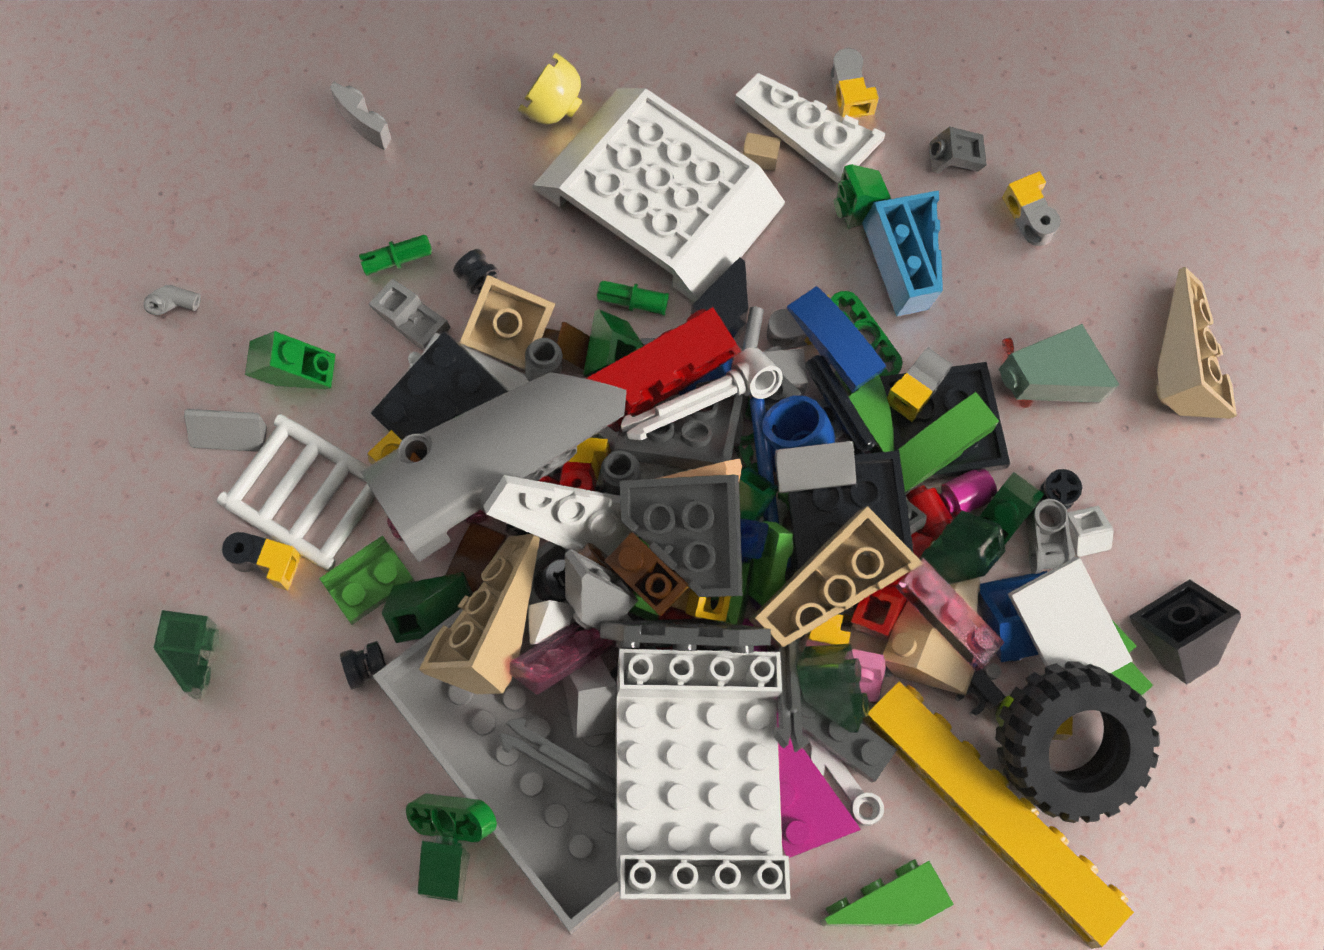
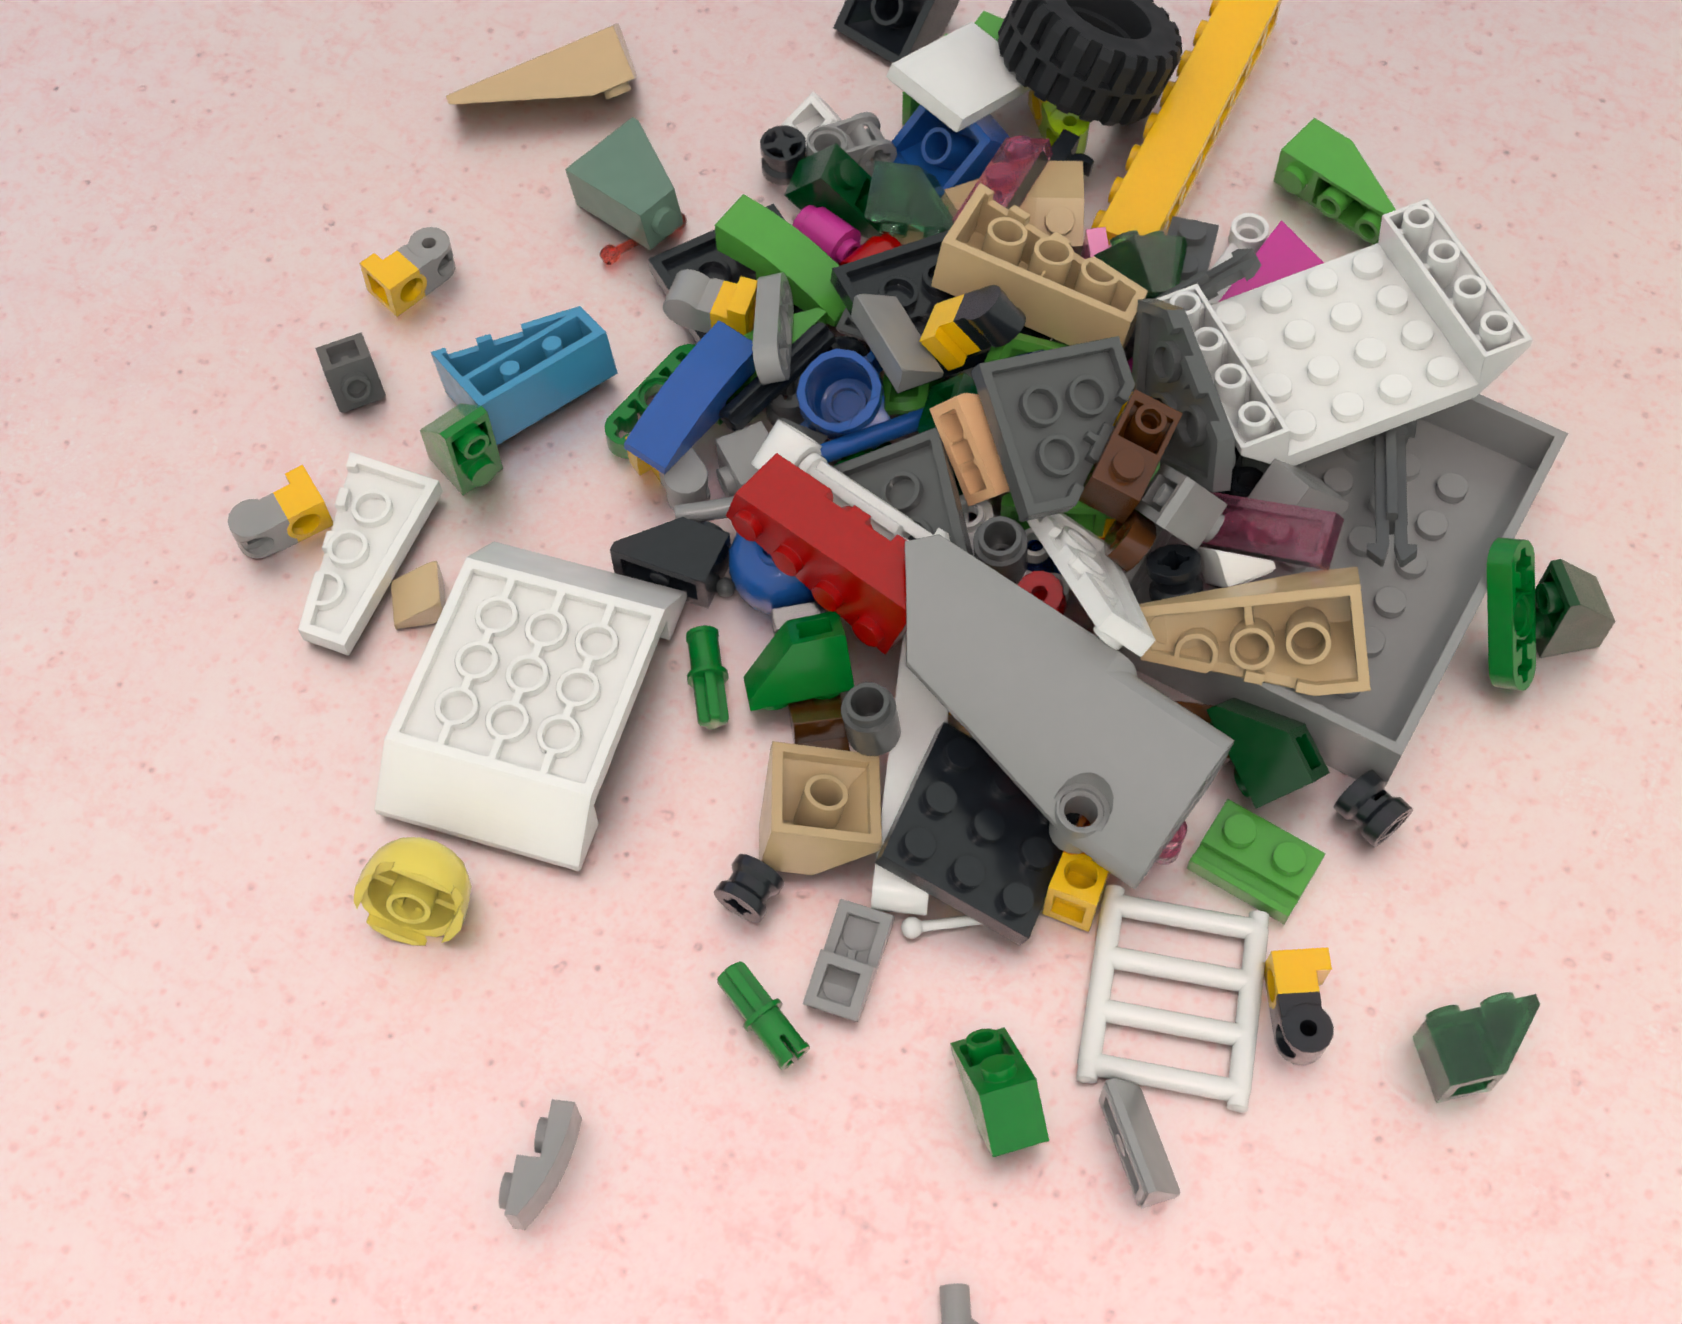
camera: 105 degrees left, 10 degrees down
(798, 512) = (971, 325): none -> leg
(890, 412) = (773, 328): none -> light grey beam

